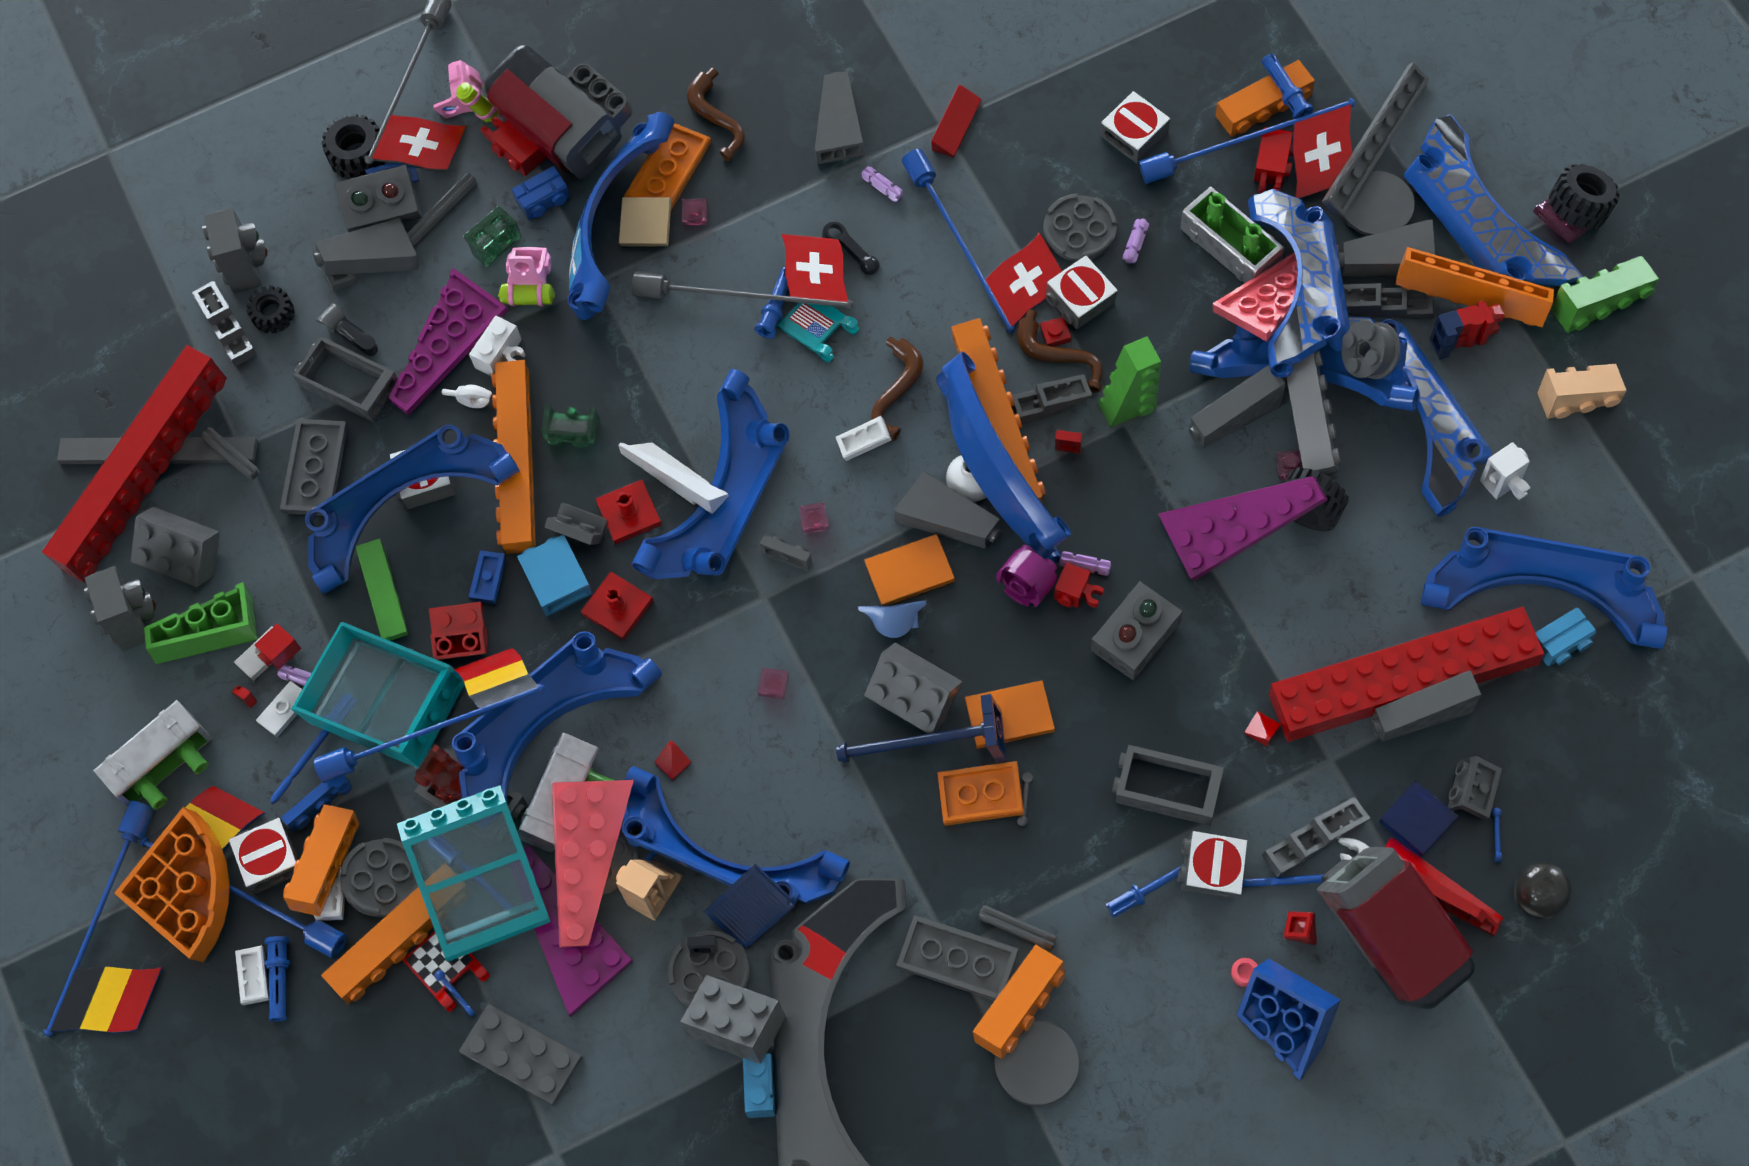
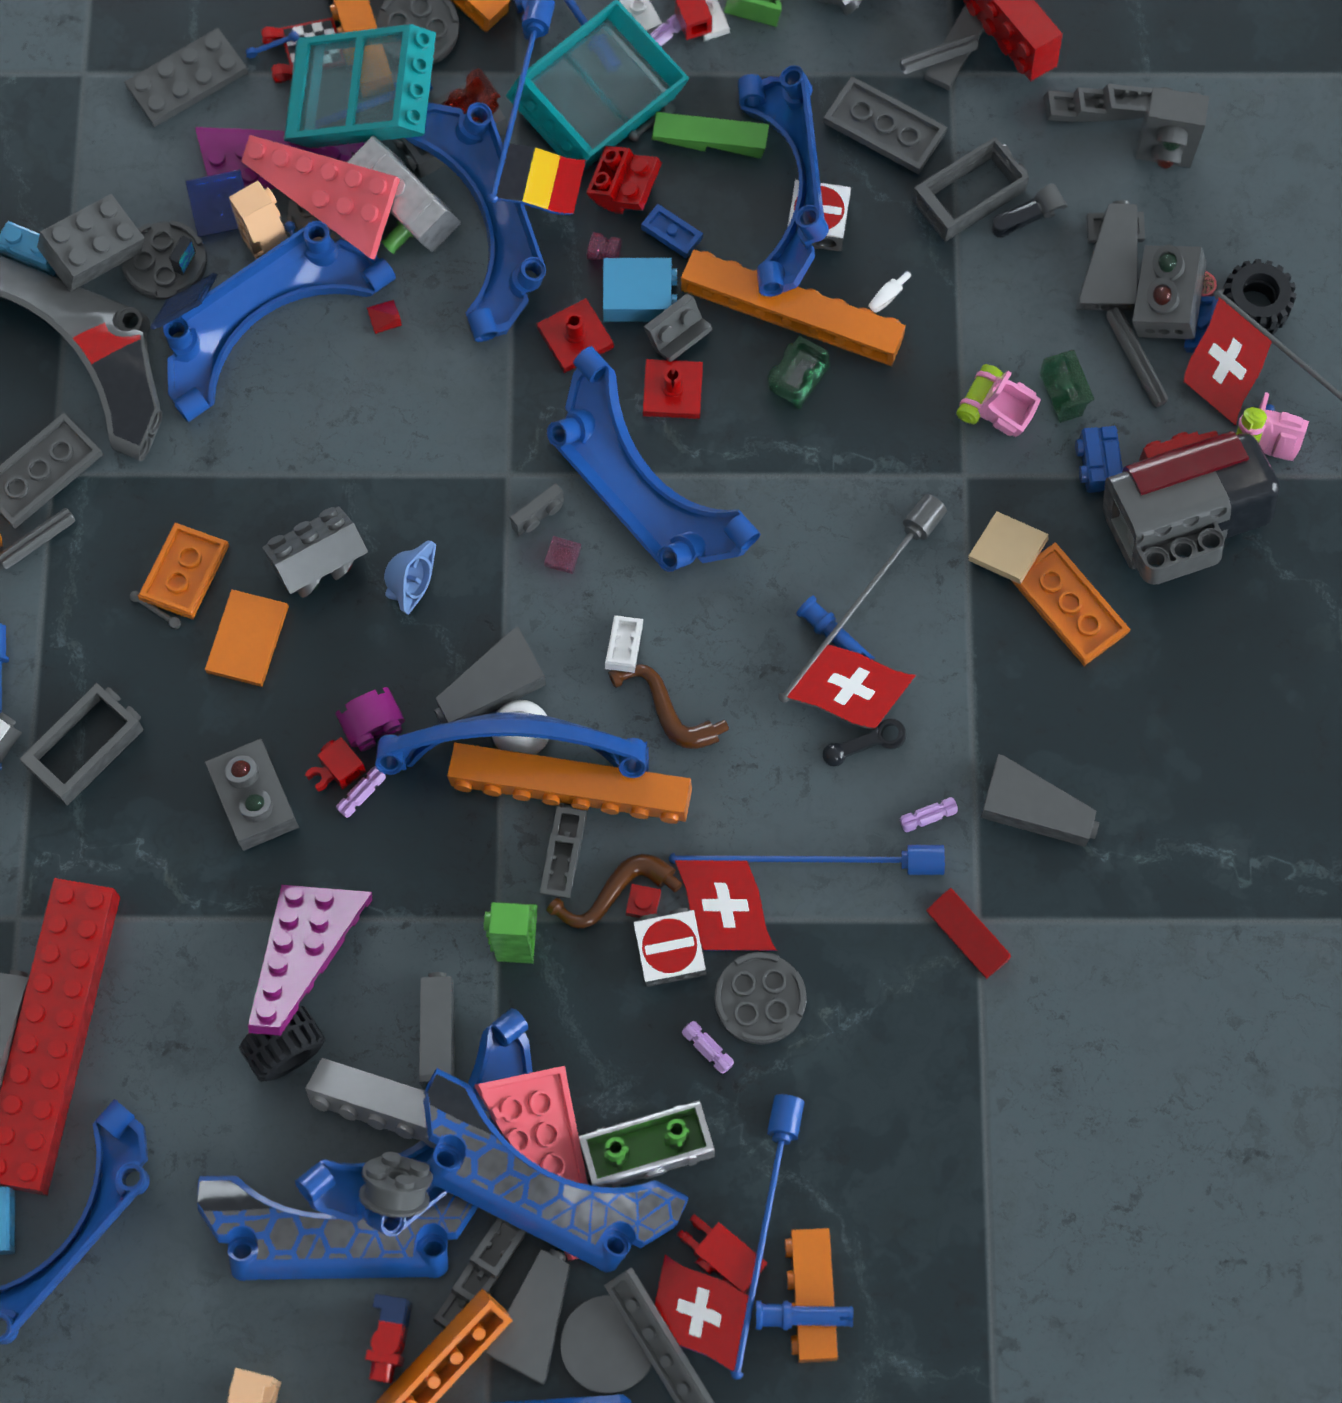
camera: 110 degrees right, 5 degrees up
(265, 298) = (1099, 137): black tyre -> none
(445, 339) = (973, 305): magenta wing -> none
(496, 345) = (928, 339): white brick -> none
(529, 620) = (601, 247): none -> clear pink wheel
(586, 283) = (1098, 575): blue panel -> none
(635, 947) = (211, 202): none -> clear blue tile
(674, 475) = (683, 444): white wedge -> none
(694, 211) = (998, 606): clear pink plate -> none
(695, 96) = (1140, 669): reddish brown animal -> none
(773, 683) = (407, 436): clear pink plate -> none
(814, 325) = (783, 660): teal flag -> none
(909, 570) = (453, 619): orange tile -> none
(990, 729) = (230, 598): dark blue tile -> none
(1068, 441) = (502, 843): red tile -> none
(1135, 127) = (852, 1124): piece -> none
(1262, 728) = (87, 867): red slope -> none
(1288, 461) = (351, 1055): clear pink plate -> none
(1506, 471) = (196, 1271): white brick -> none

